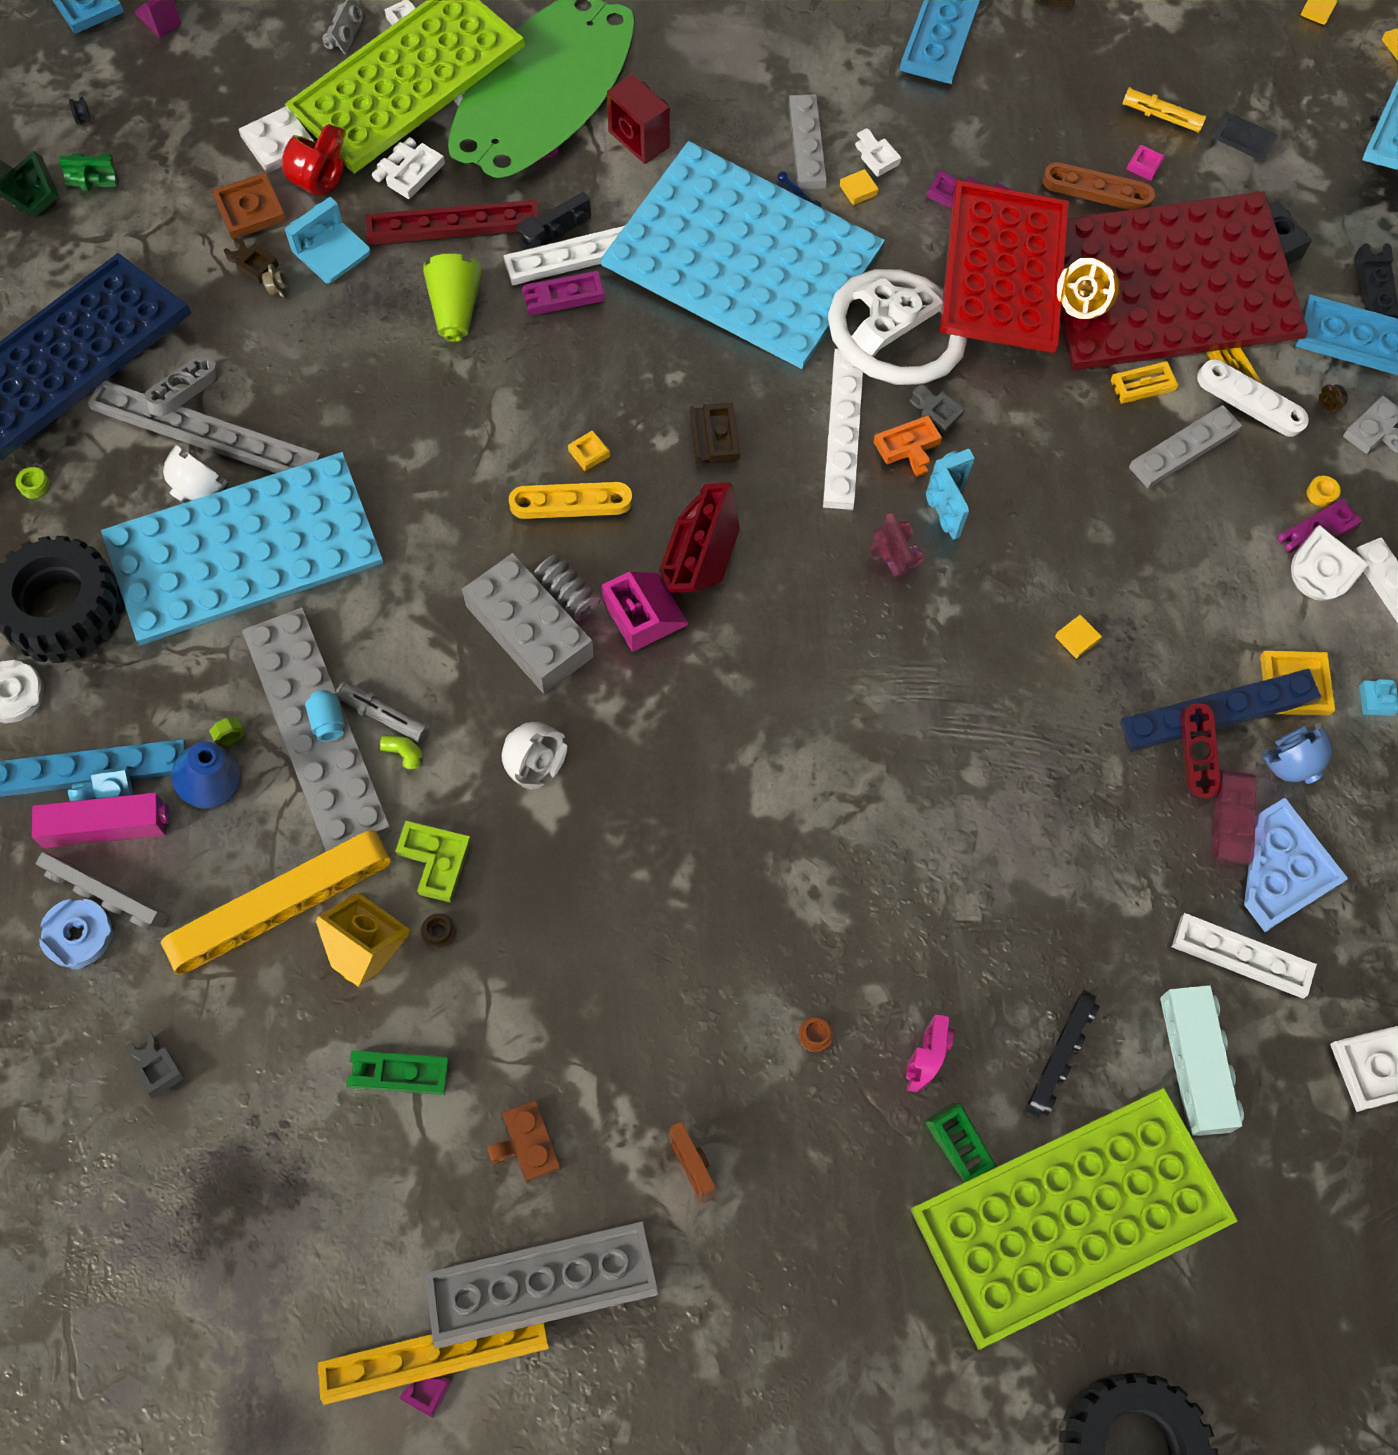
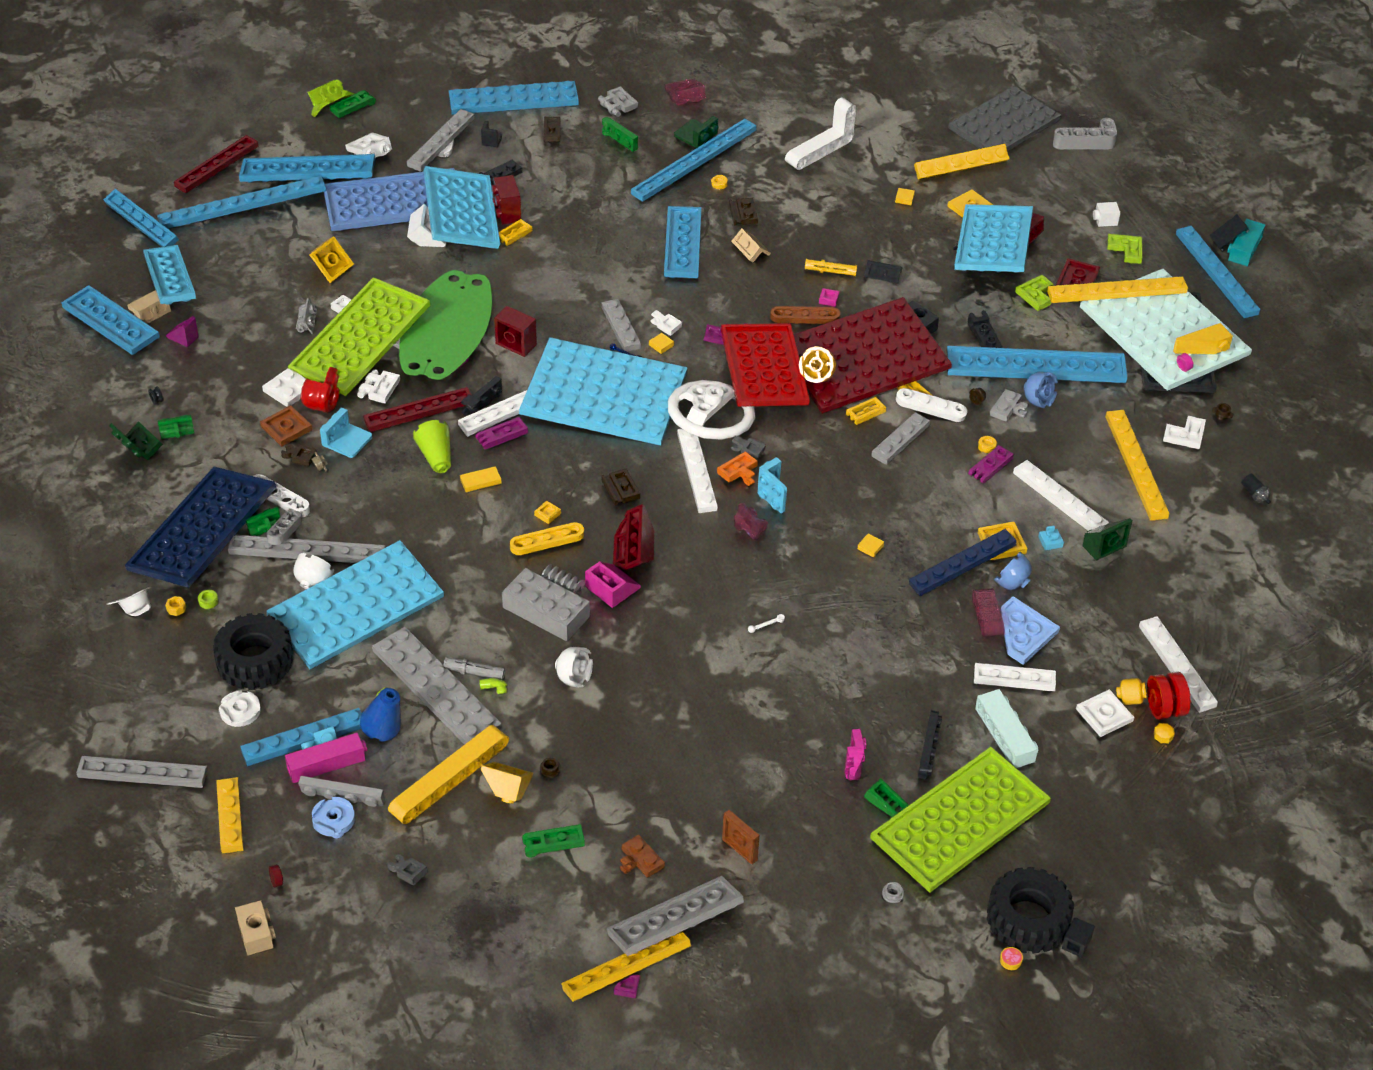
camera: 15 degrees left, 20 degrees down
(152, 368) = (262, 522): none -> green hips
(203, 323) = (282, 492): none -> white beam
(325, 715) = (444, 672): medium azure brick -> none
(443, 854) = (537, 728): lime plate -> none
(506, 367) = (480, 479): none -> yellow tile
(815, 1034) = (787, 768): dark orange plate -> none
(891, 738) = (780, 618): none -> white hinge
(926, 1329) = (893, 887): none -> light grey plate
(1048, 43) = (749, 245): none -> tan panel
(1212, 757) = (947, 571): dark red beam -> none
(1325, 566) = (1000, 480): white tile -> none

